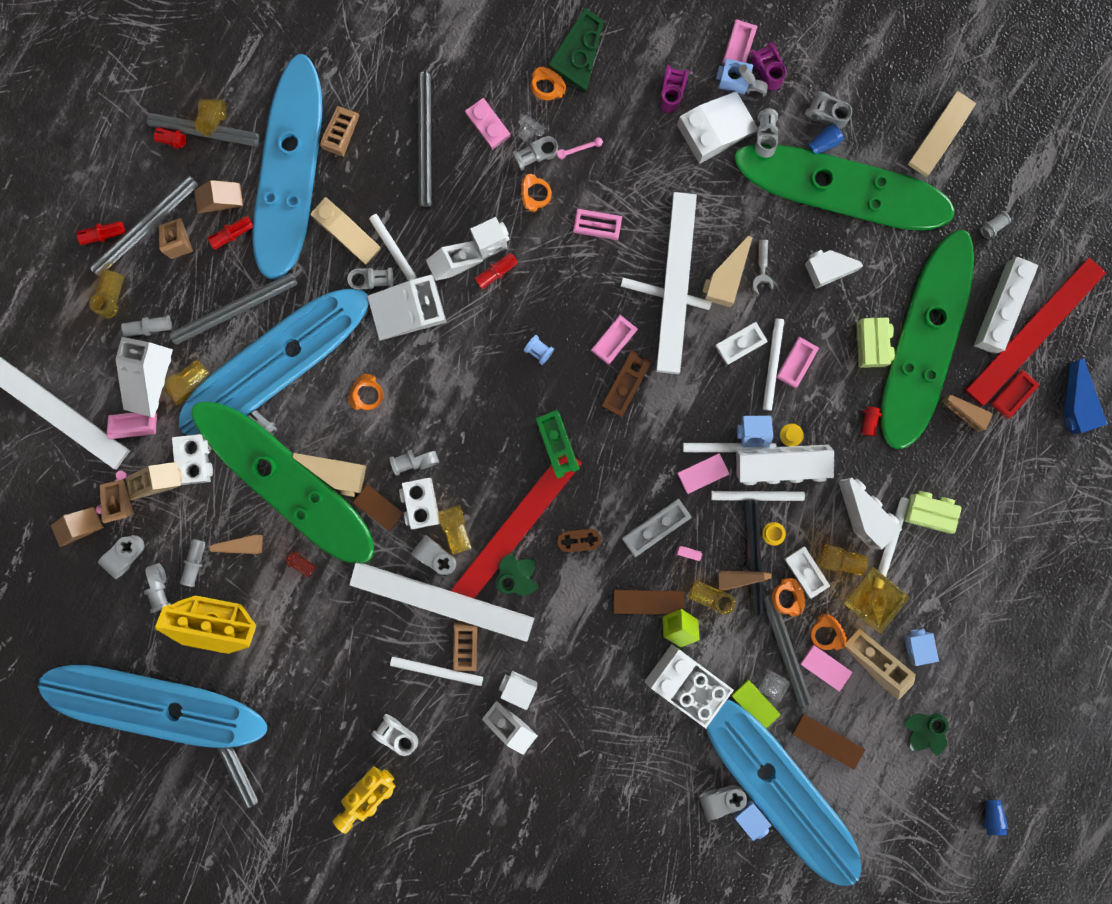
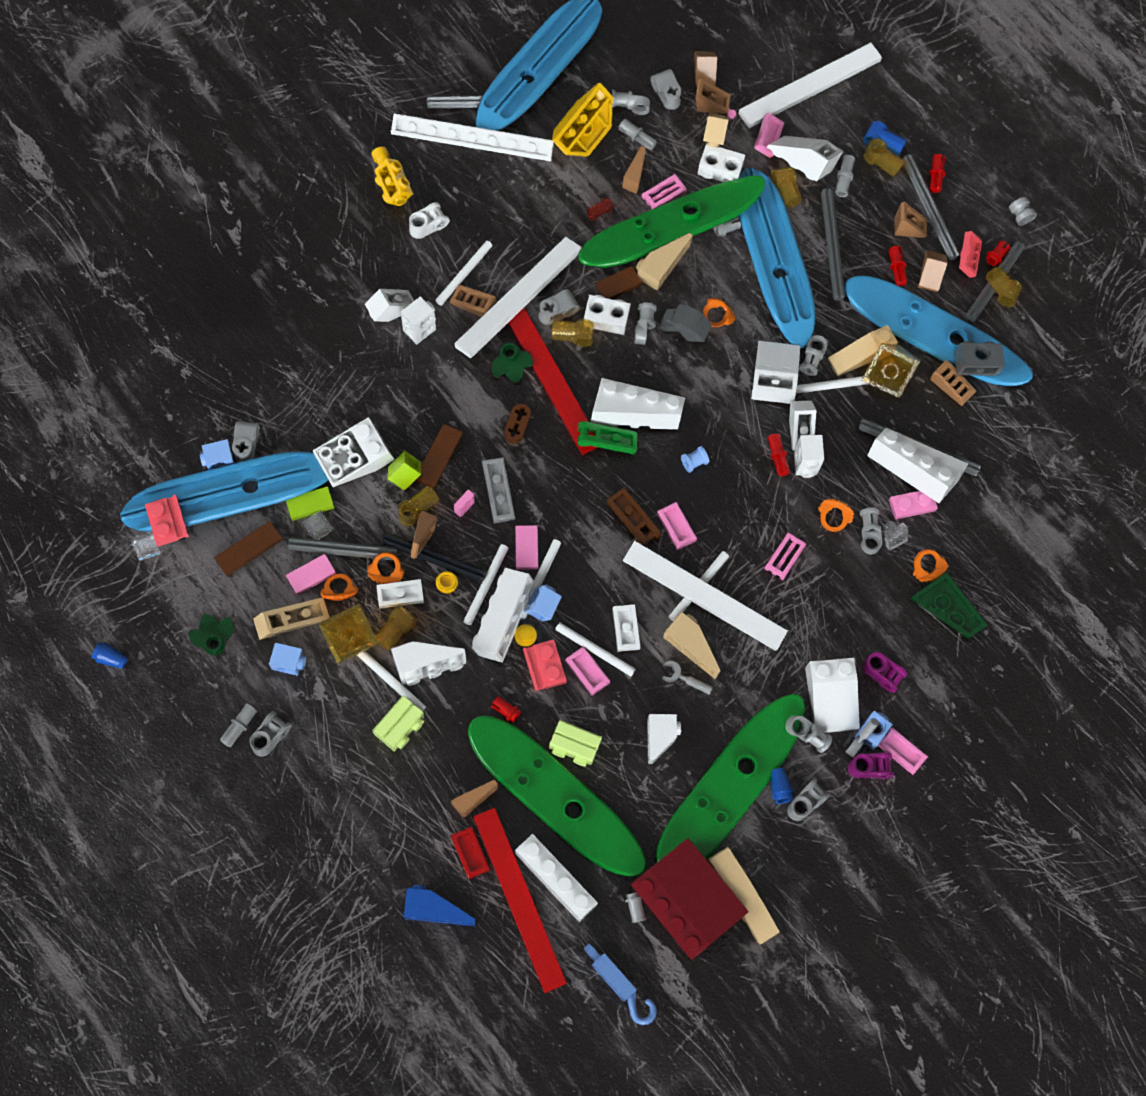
camera: 110 degrees right, 15 degrees down
(79, 309) = (880, 131): none -> blue piece
(108, 129) = (1022, 211): none -> light grey wheel
(184, 164) = (970, 254): none -> coral plate
(232, 495) = (651, 201): none -> bright pink tile
(275, 737) = (472, 137): none -> white tile
(300, 98) = (969, 364): none -> dark grey brick
(355, 193) = (891, 369): none -> clear yellow slope
(395, 419) = (687, 321): none -> dark grey brick
(448, 130) = (917, 463): none -> white wedge
(512, 431) = (636, 406): none -> white wedge
(561, 154) = (860, 554): bright pink hinge -> none
(811, 404) = (544, 665): none -> coral plate
(843, 834) = (166, 520): none -> coral plate
(875, 842) = (145, 546): none -> clear tile
(972, 178) = (689, 898): none -> dark red slope
(995, 628) = (272, 731): none -> light grey piece
(1001, 662) = (238, 725): none -> light grey axle
(1069, 211) = (620, 985): none -> medium blue piece

